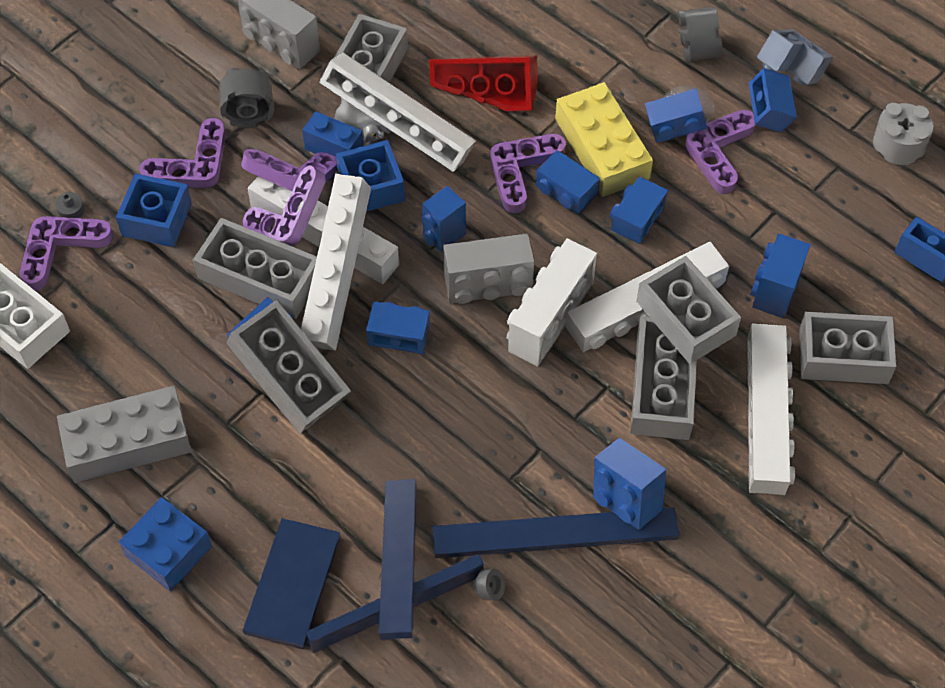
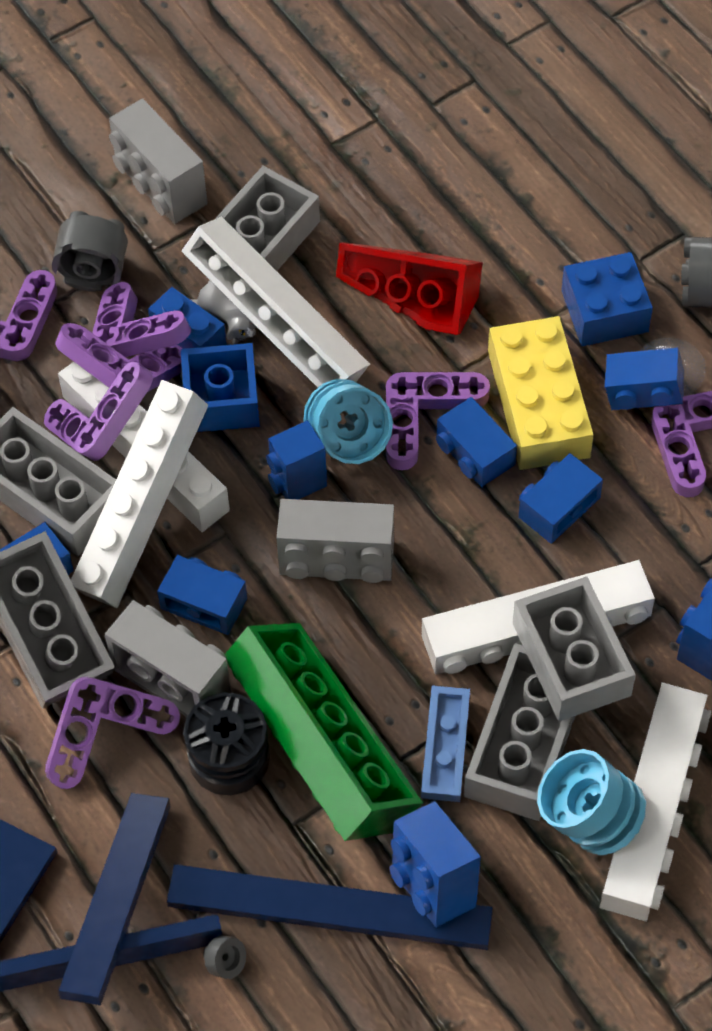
camera: 15 degrees right, 0 degrees up
(314, 144) = (117, 329): none -> medium lavender beam
(349, 422) = (101, 708): none -> medium lavender beam
(390, 380) = (165, 658): none -> light grey brick
(453, 443) = (230, 763): none -> black wheel
(487, 180) = (366, 425): none -> medium azure wheel
(517, 406) = (321, 730): none -> green brick
(545, 307) = (392, 607): white brick -> none
(607, 398) = (445, 744): none -> medium blue plate
(631, 66) = (606, 299): none -> blue brick
(730, 416) = (591, 802): none -> medium azure wheel

